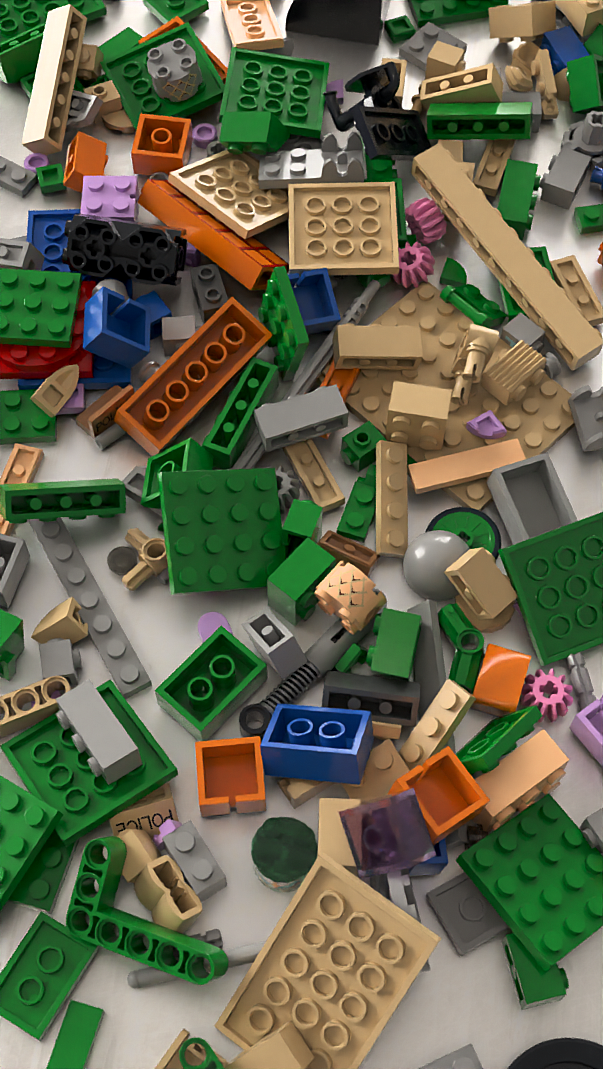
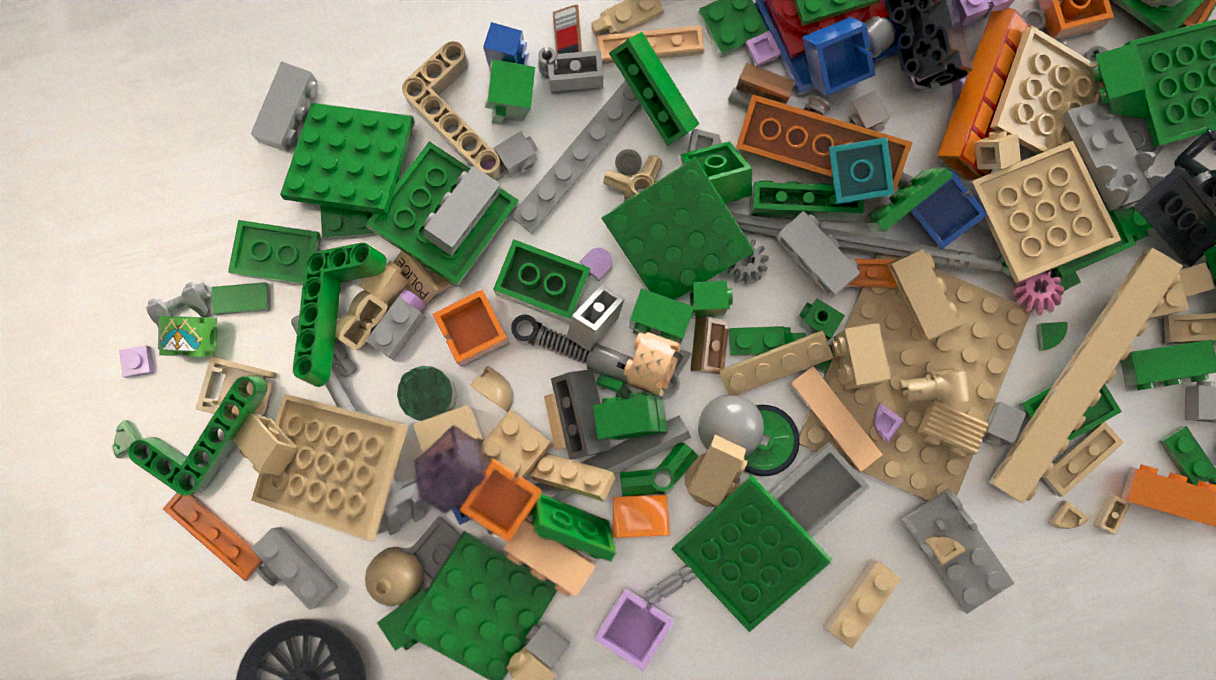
camera: 70 degrees right, 20 degrees up
(56, 390) = (760, 34): tan plate -> none
(62, 623) = (550, 140): tan brick -> none
(157, 310) = (886, 74): blue brick -> none
(204, 134) = (1112, 37): lavender tile -> none
(208, 290) = (923, 120): dark grey brick -> none
(239, 344) = (861, 170): none -> teal brick
(270, 241) = (997, 150): none -> tan brick
(314, 474) = (774, 289): tan plate -> none
(317, 743) = (519, 386): blue brick -> none
(425, 220) = (1098, 286): bright pink gear -> none
(473, 305) = (1018, 366): green plate -> none
(474, 835) = (495, 541): clear smoke plate -> none
(479, 967) = (393, 577): none -> tan cylinder
(552, 365) = (982, 458): light grey bush -> none
(558, 693) = (637, 566): bright pink gear -> none

